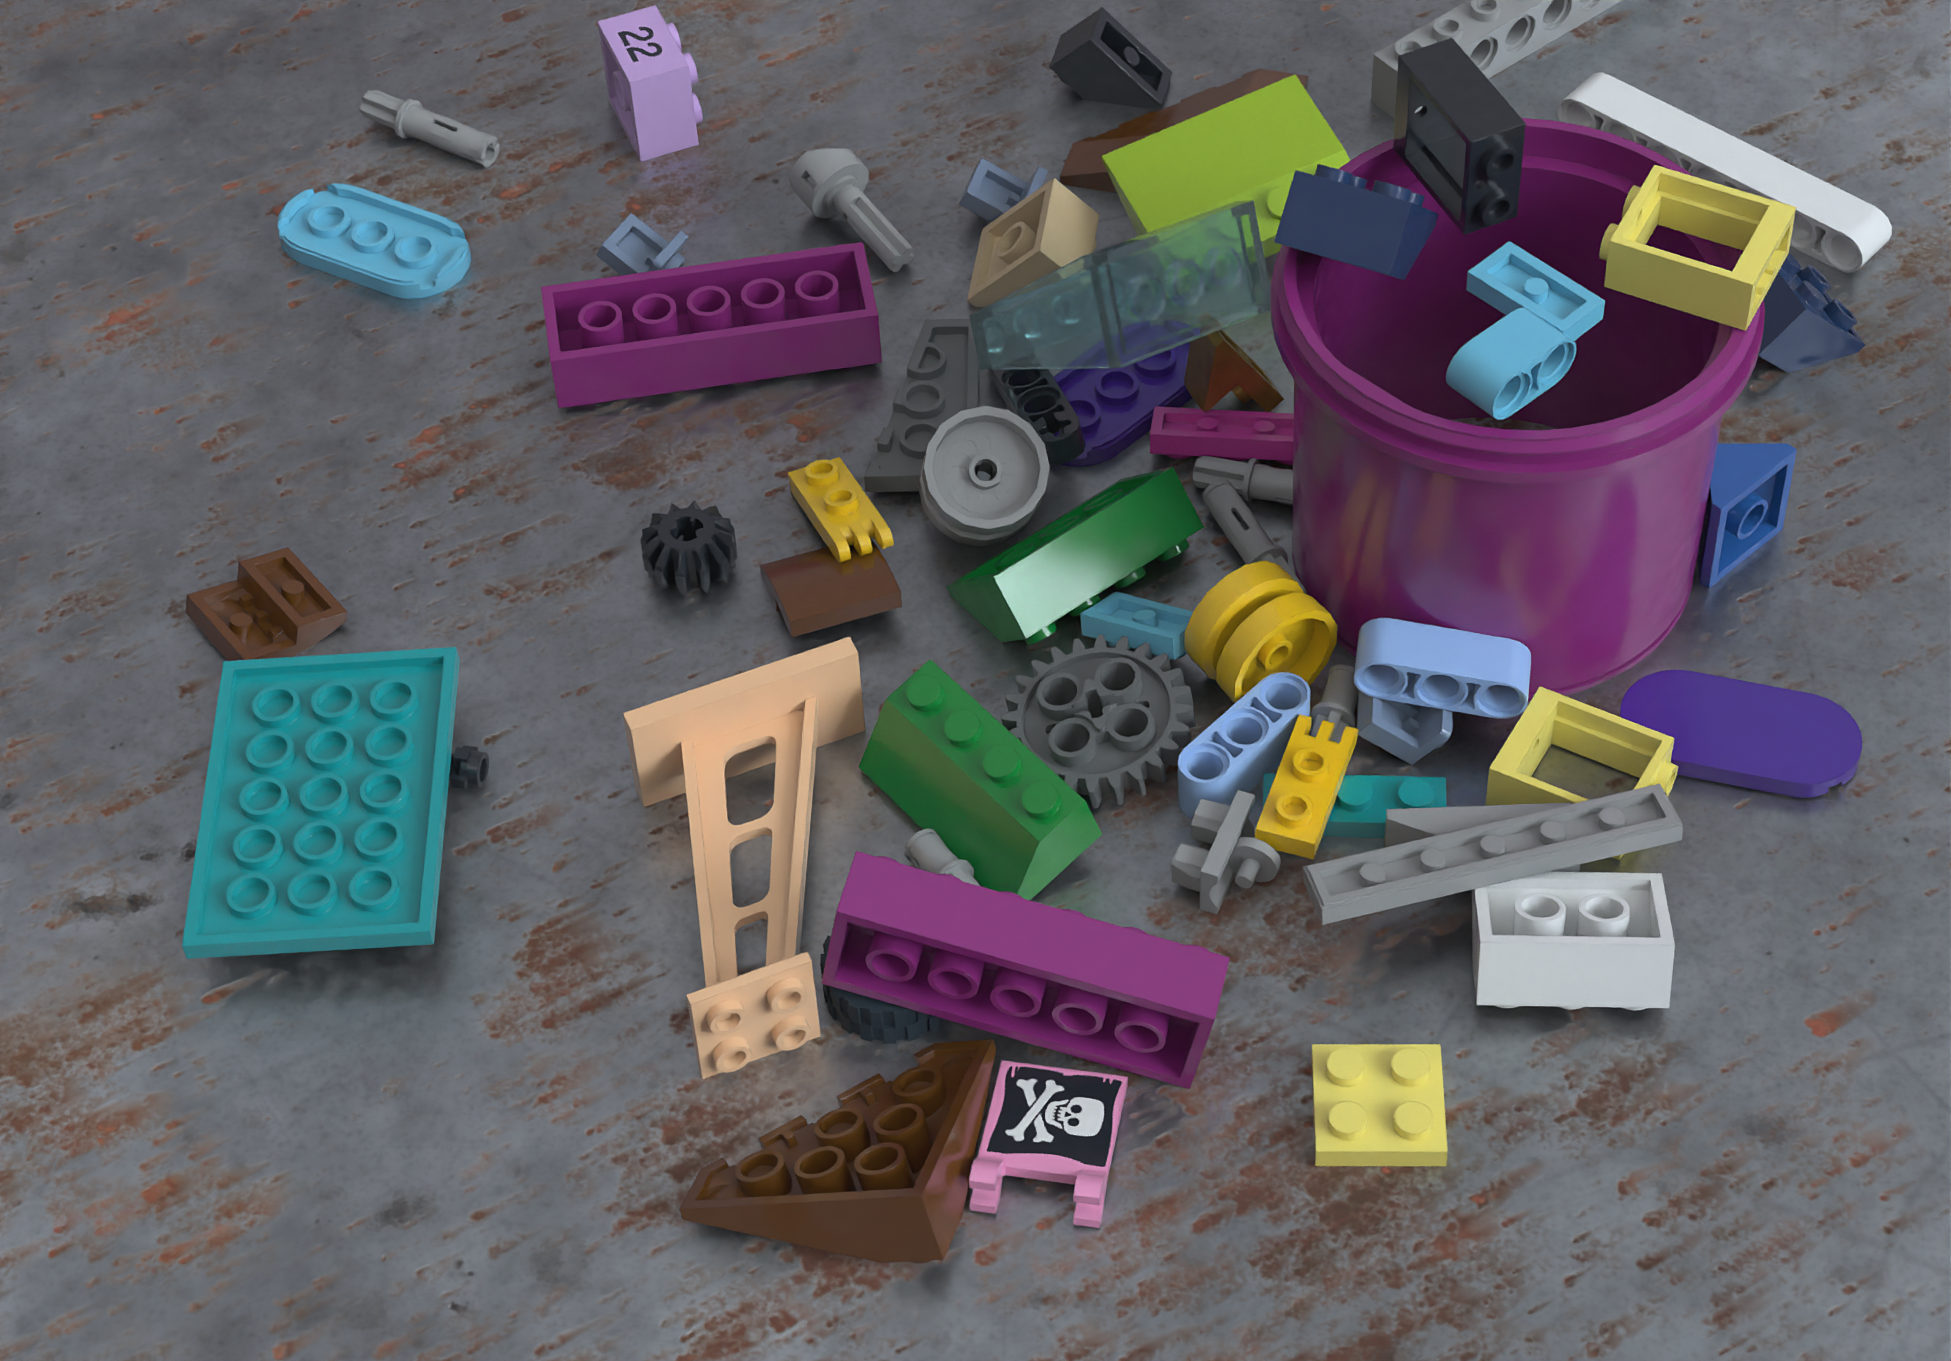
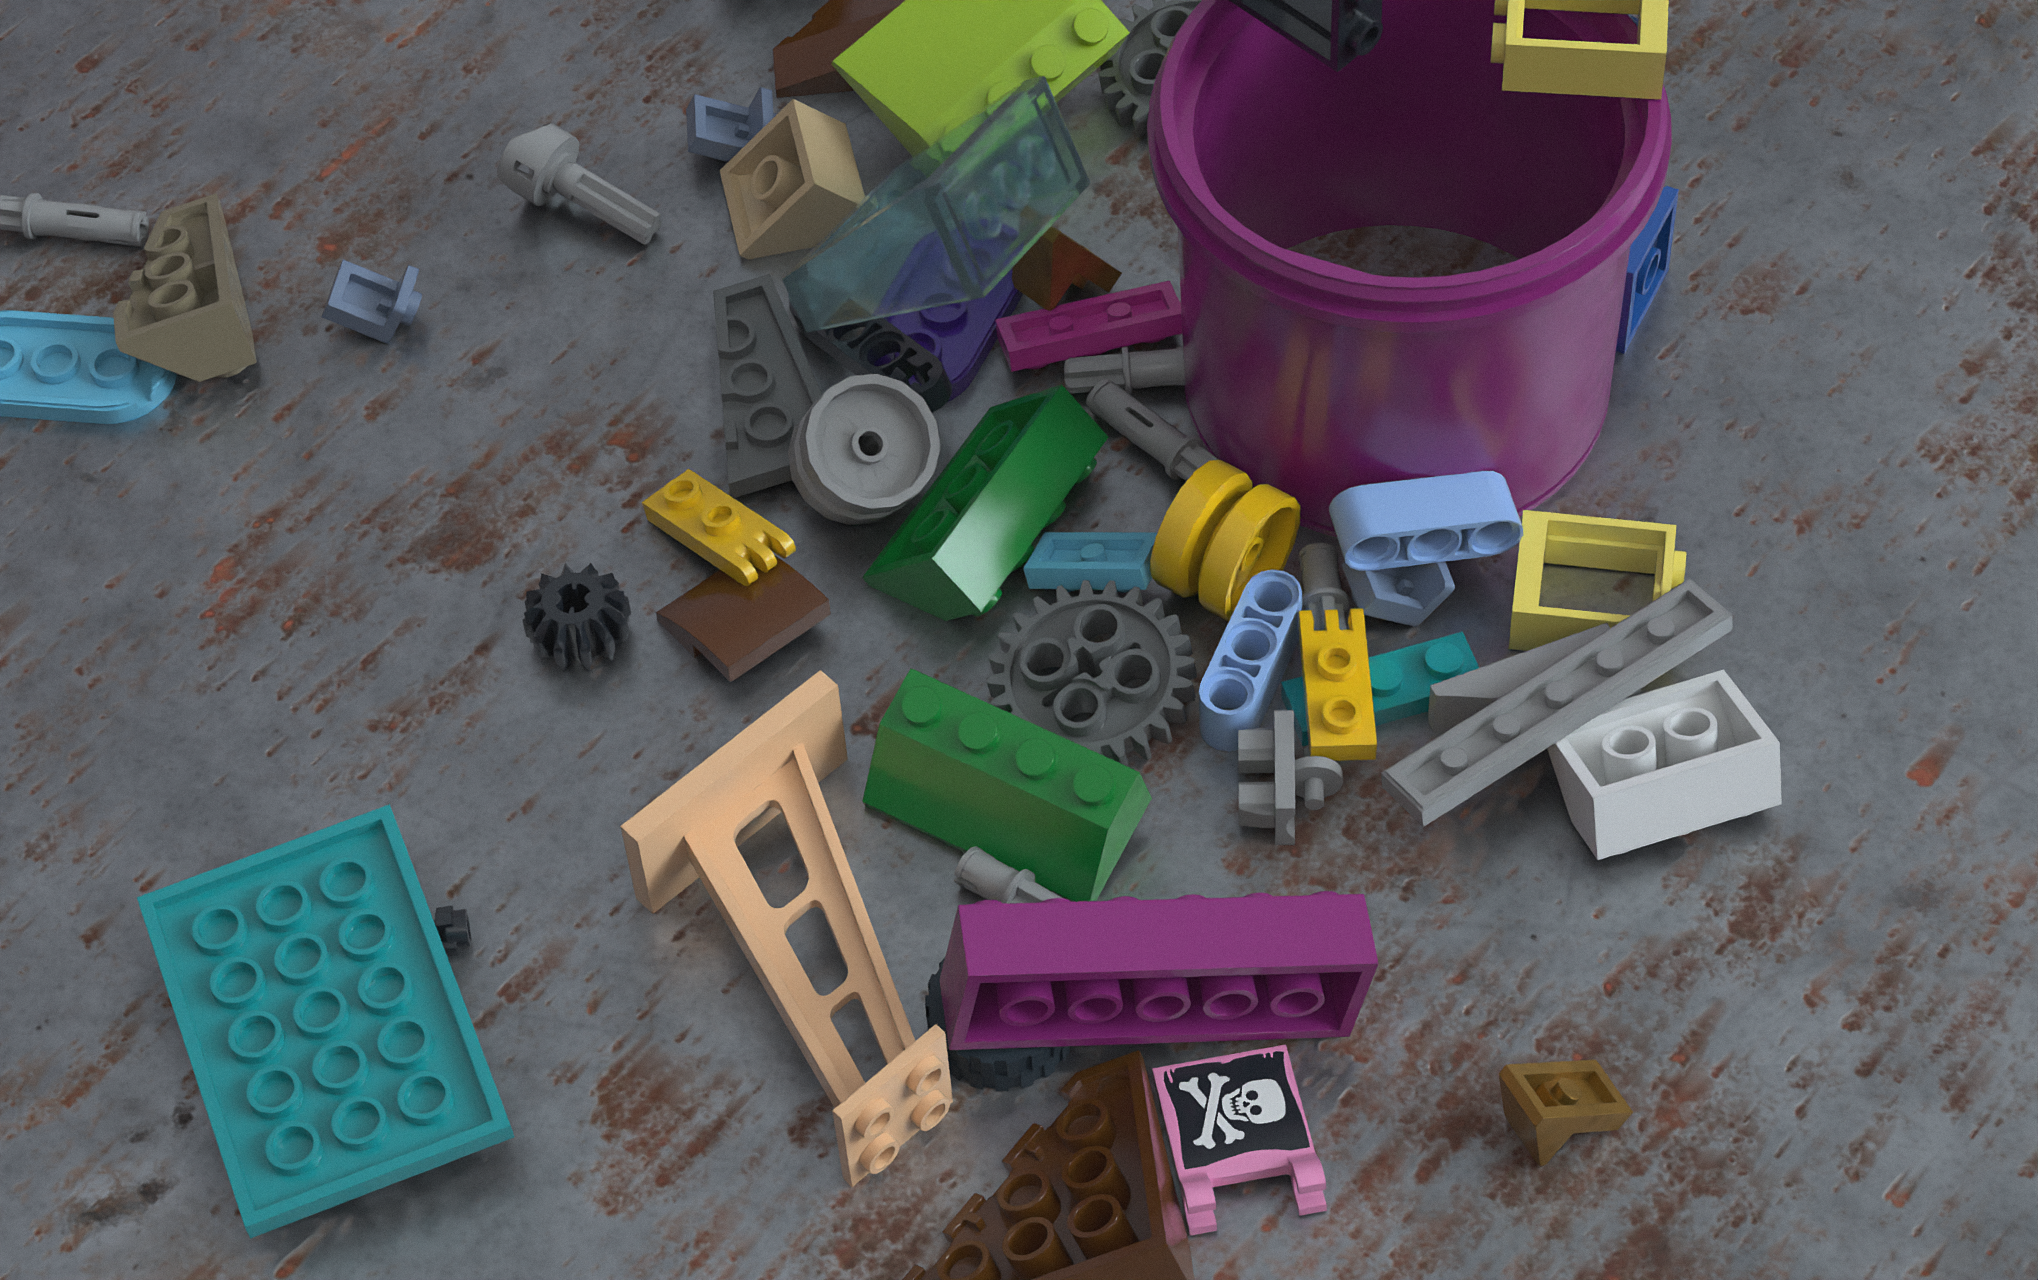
camera: 20 degrees left, 5 degrees up
(268, 611) = (141, 823): reddish brown slope -> none
(499, 218) = (188, 298): none -> dark tan wedge
(650, 82) = (294, 105): lavender brick -> none
(711, 324) = (488, 362): magenta brick -> none
(1344, 1195) = (1558, 1099): none -> pearl gold slope
(1356, 226) = (1234, 93): dark blue slope -> none
(1378, 1105) = (1544, 992): light yellow plate -> none
(1511, 363) = (1457, 201): medium azure beam -> none
(1519, 280) = (1446, 120): medium azure plate -> none
(1748, 732) = (1730, 493): dark purple tile -> none

